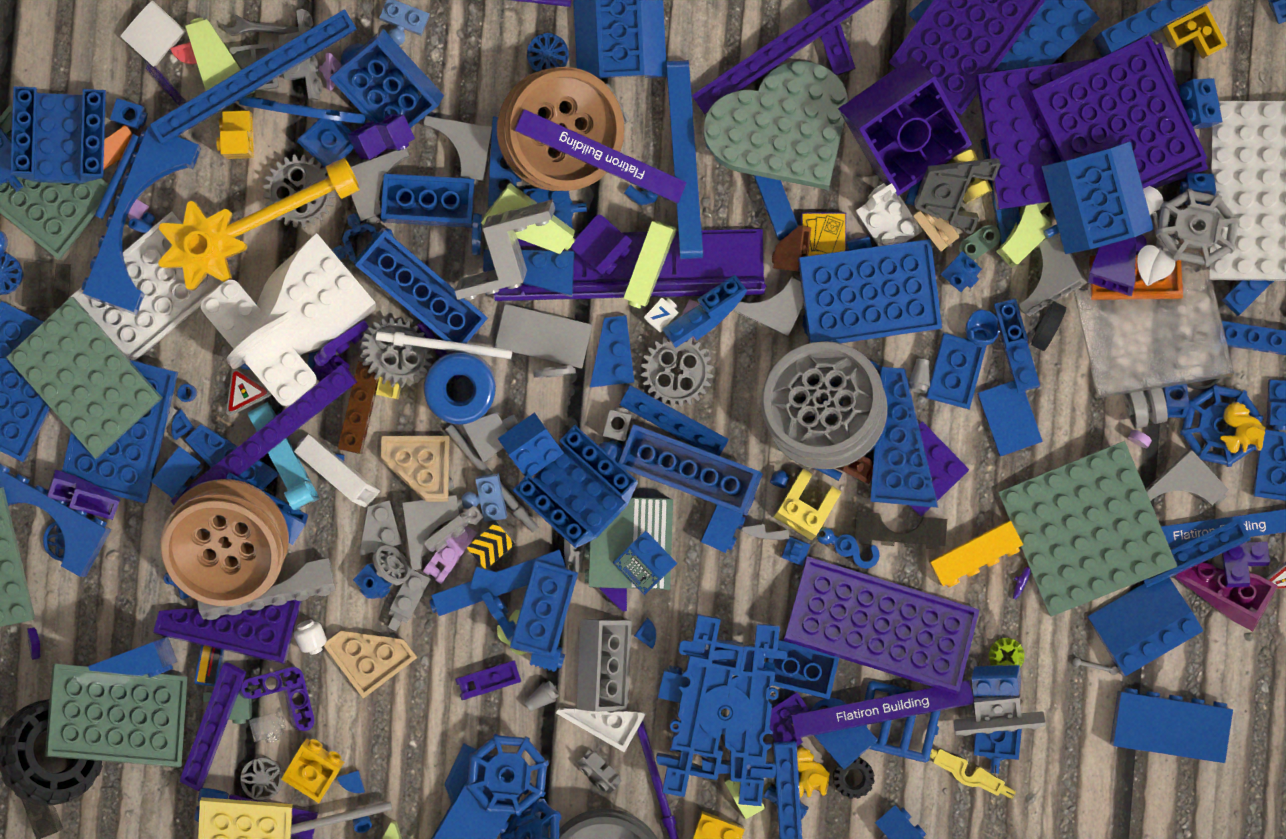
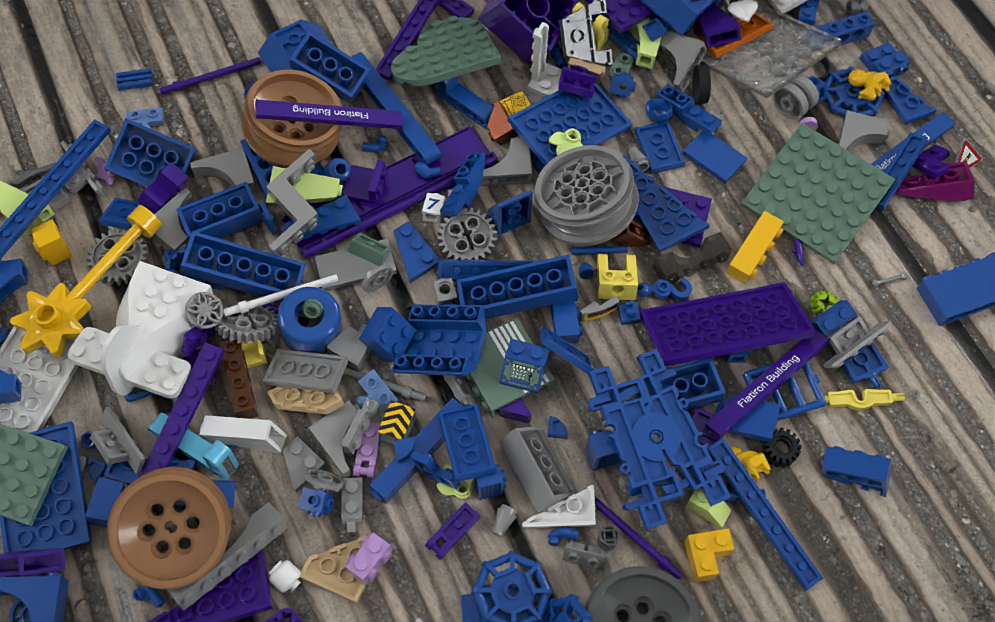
camera: 30 degrees left, 25 degrees down
(209, 415) = (116, 443): none -> light grey bracket
(244, 393) = (138, 414): piece -> none
(302, 110) = (90, 198): blue tile -> none
(356, 328) = (204, 310): none -> light grey wheel
(387, 672) = (369, 558): none -> lavender brick
(429, 438) = (305, 370): none -> light grey tile
(465, 388) = (311, 312): none -> sand green plate
(566, 328) = (369, 249): none -> sand green slope
(579, 216) = (342, 166): none -> blue head
(590, 740) = (562, 532): none -> blue arm
(629, 766) = (606, 541): none -> dark grey wheel
(634, 84) = (331, 65): none -> blue brick
(649, 263) = (405, 171): yellowish green slope -> none
(676, 266) = (426, 172): none -> blue arm
(698, 566) = (566, 350): none -> blue tile
(737, 369) = (511, 212): none -> blue slope
(842, 325) = (564, 142): none -> yellowish green plate
(906, 248) = (577, 81): none -> dark purple slope
(1038, 227) = (654, 29): none -> blue slope
(1144, 625) = (902, 234): blue slope -> none

